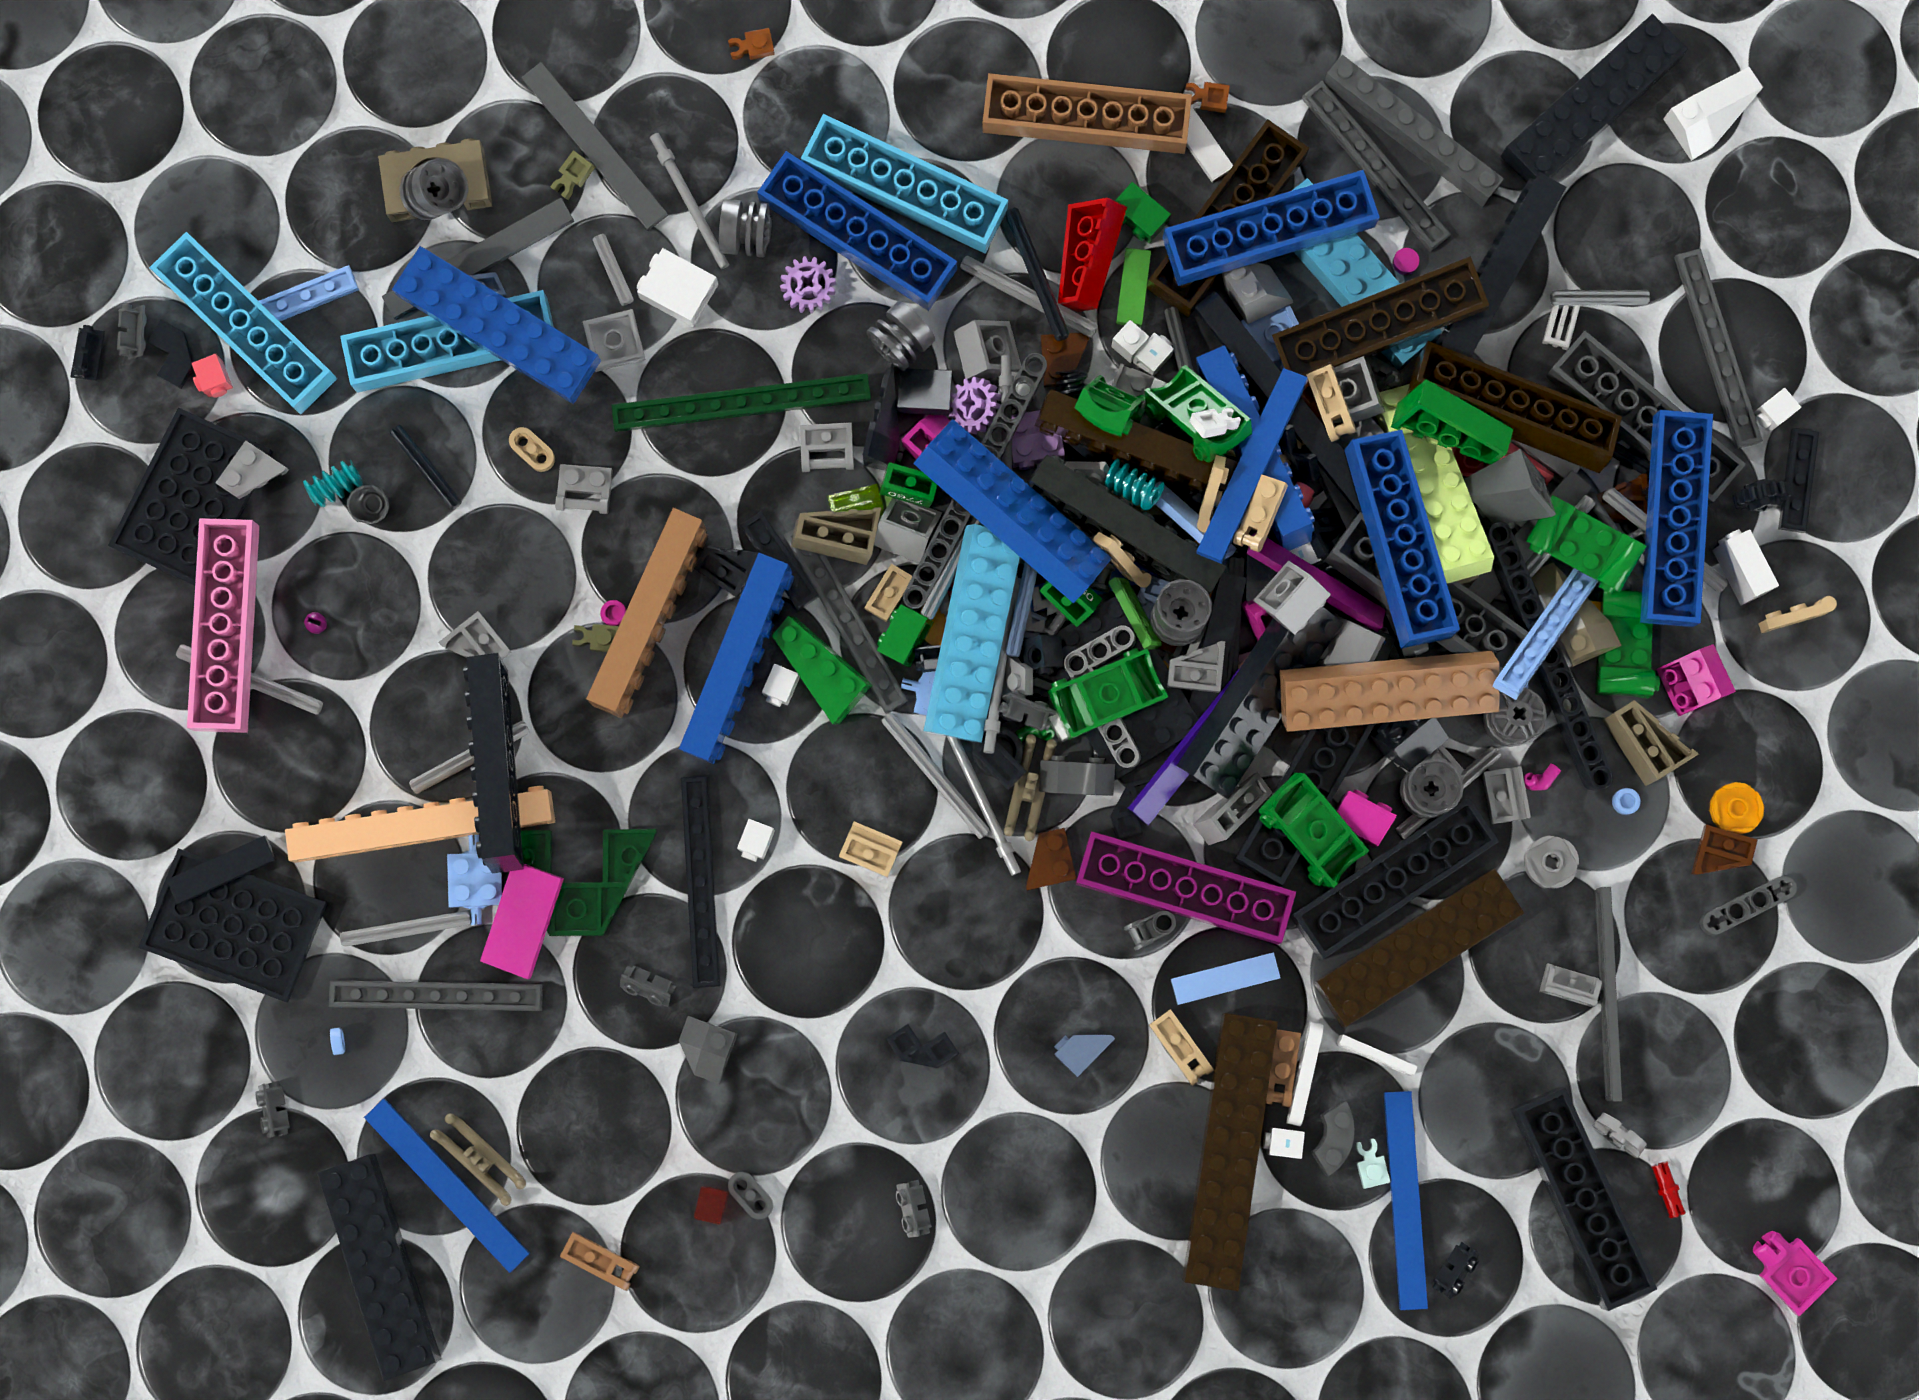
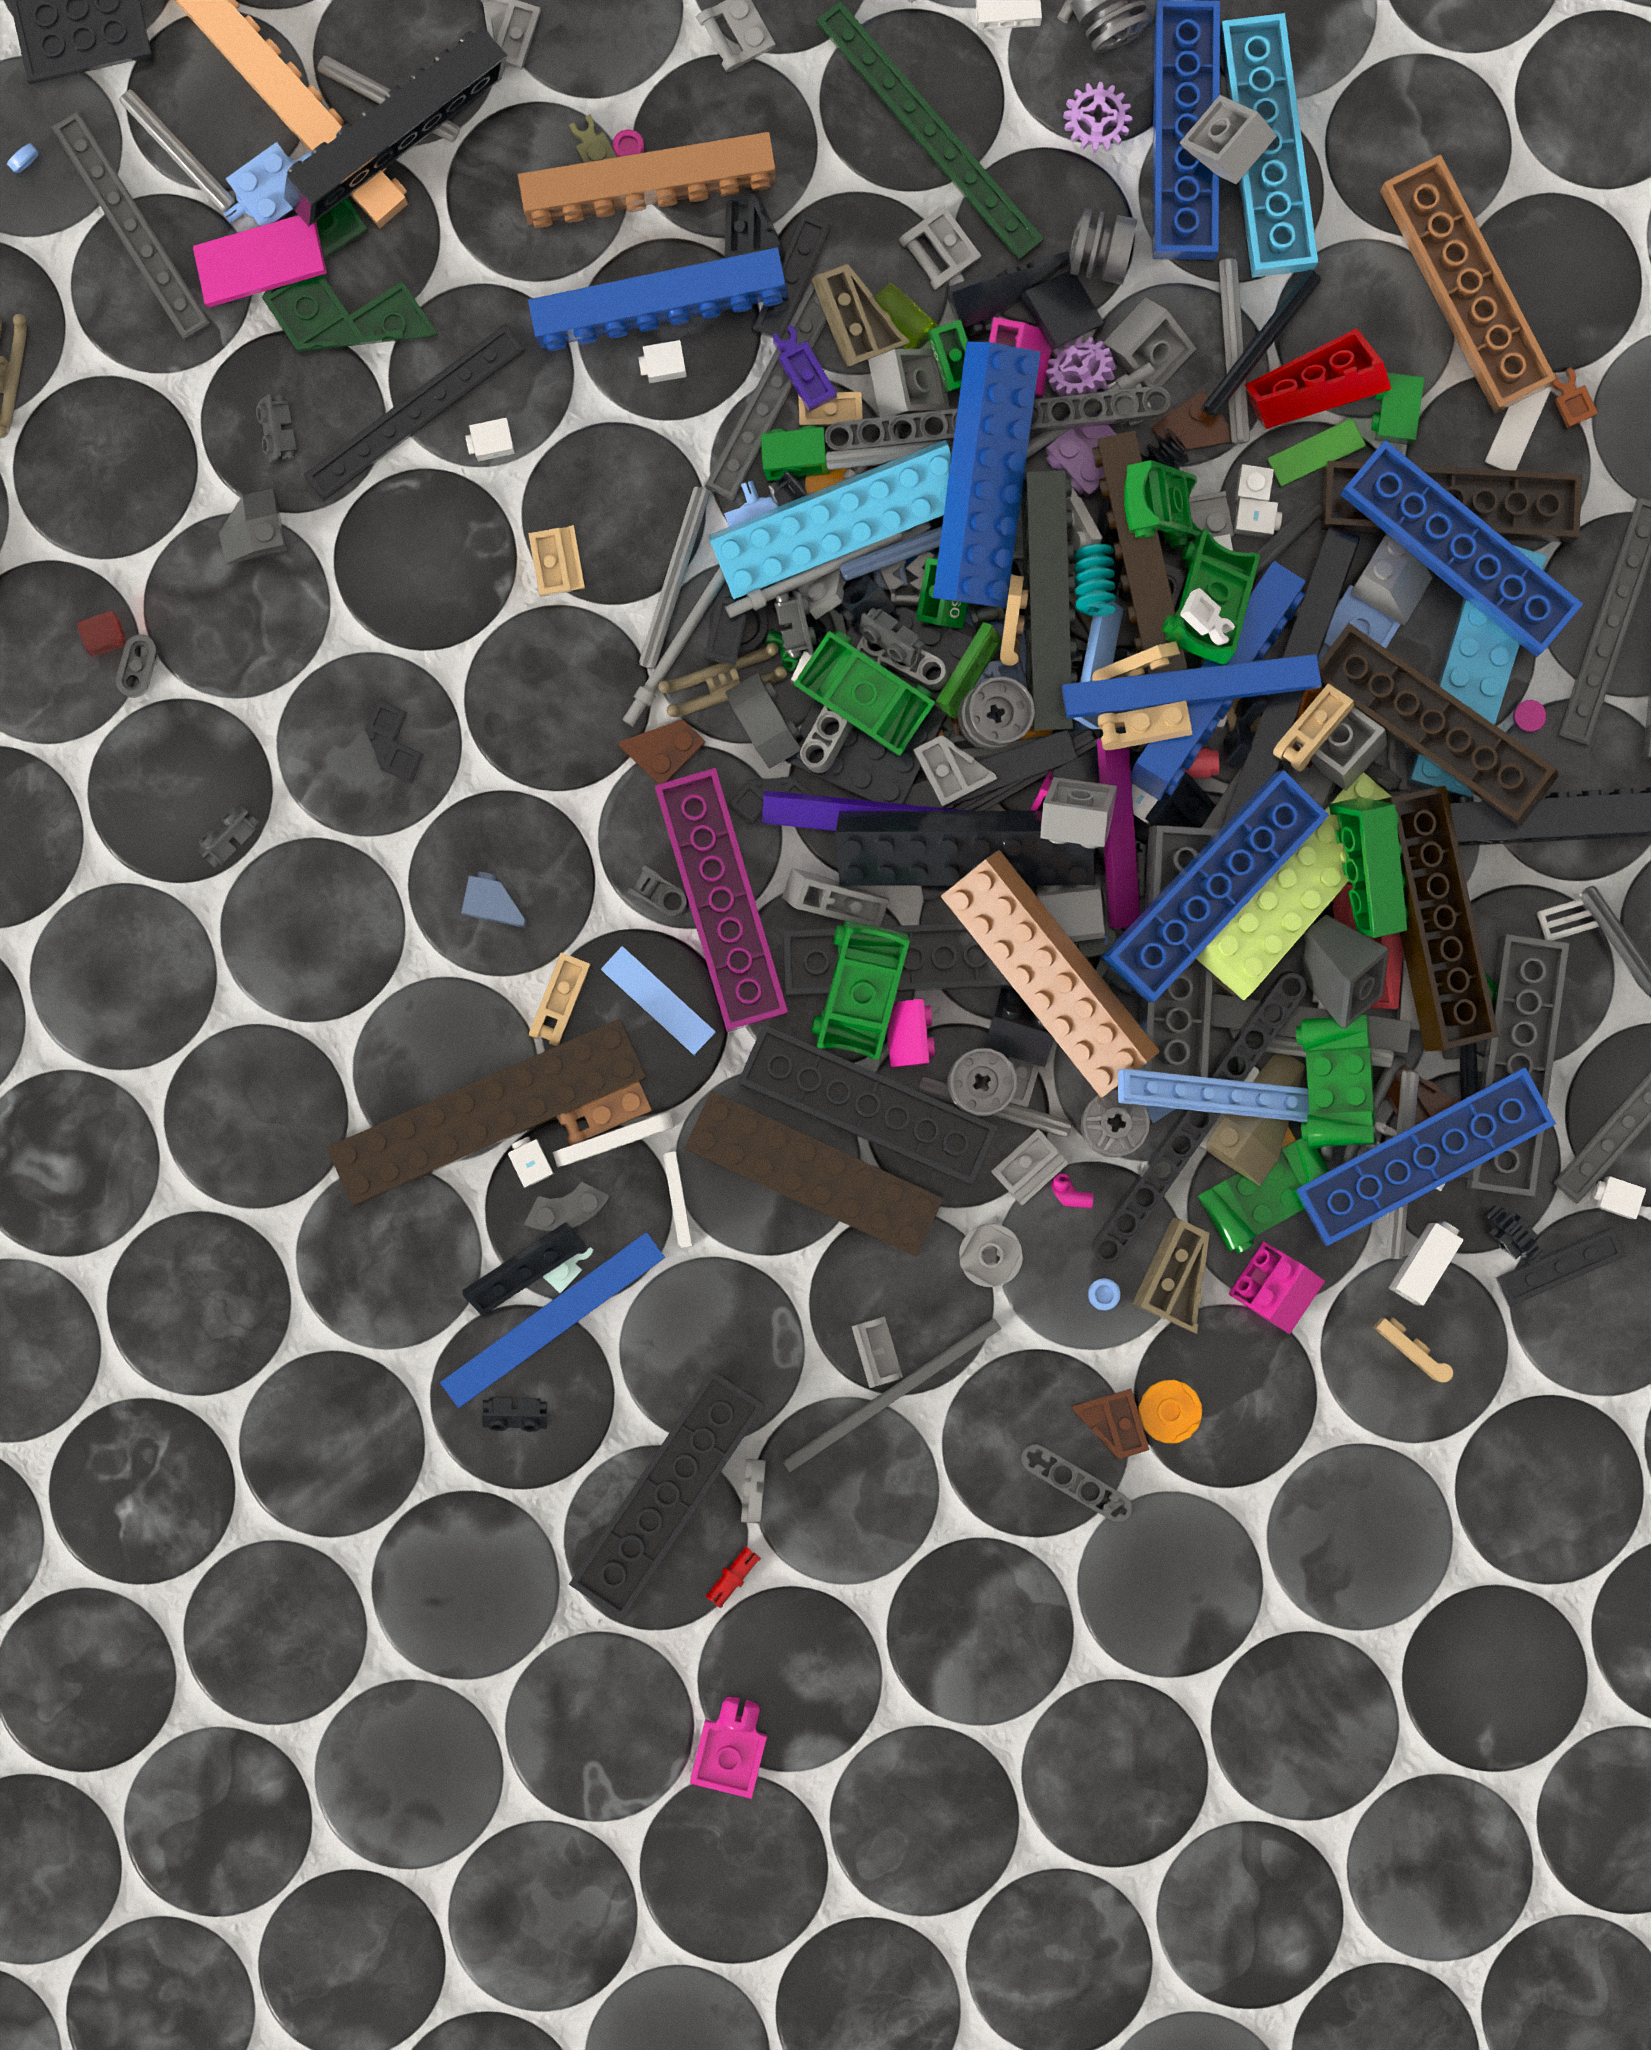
camera: 55 degrees right, 5 degrees up
(825, 673) = (706, 392): green wedge -> none
(852, 592) = (804, 371): none -> dark purple plate
(885, 203) = (1228, 138): none -> light grey slope
(1070, 655) = (878, 629): none -> dark grey hinge
(1359, 1196) = (524, 1269): none -> black tile

